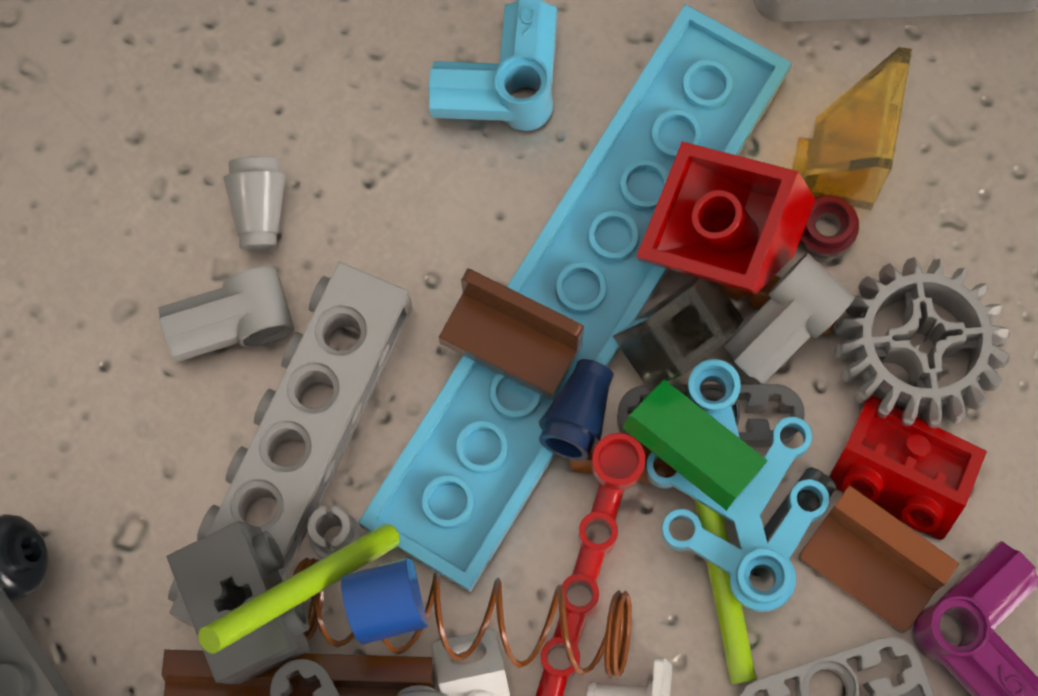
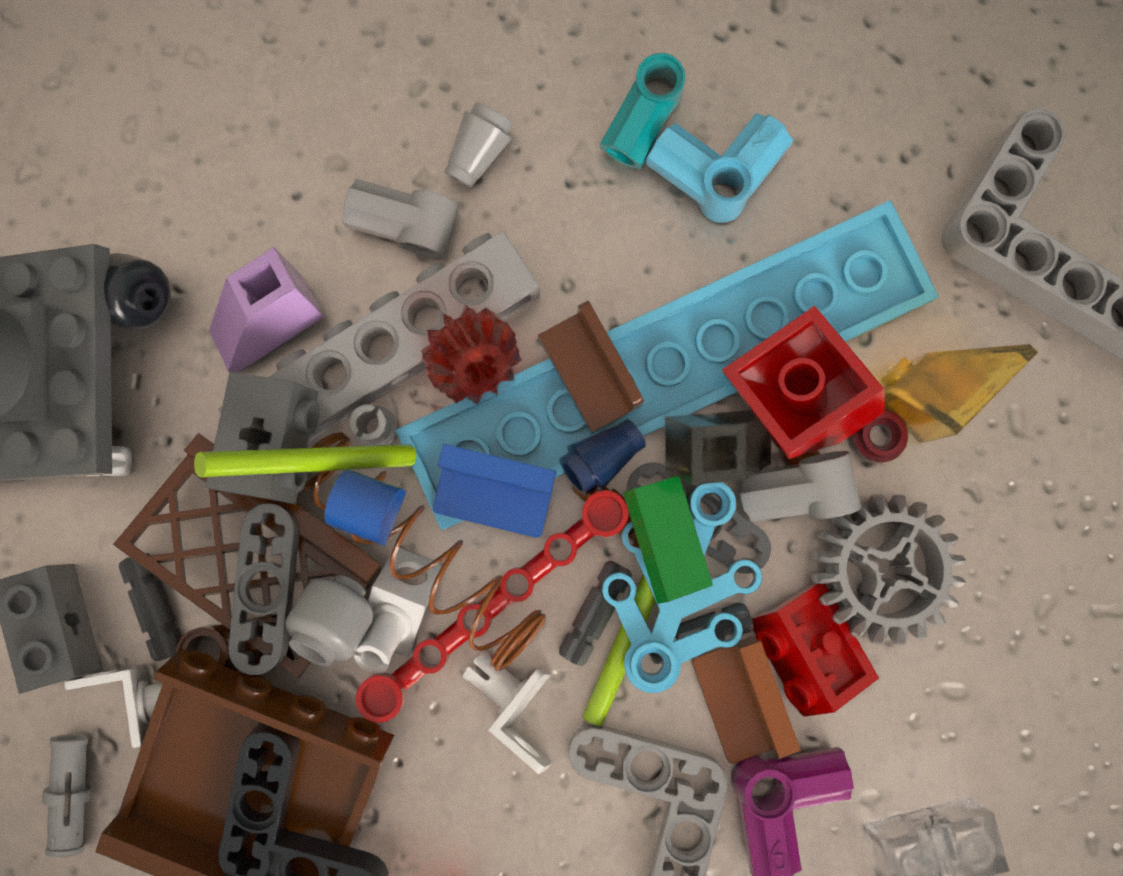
camera: 30 degrees right, 10 degrees up
(147, 494) = (261, 310): none -> lavender slope
(387, 395) = (471, 355): none -> clear red gear
(399, 70) = (643, 112): none -> teal piece
(495, 512) = (493, 491): none -> blue panel
(674, 579) = (593, 616): none -> dark grey axle

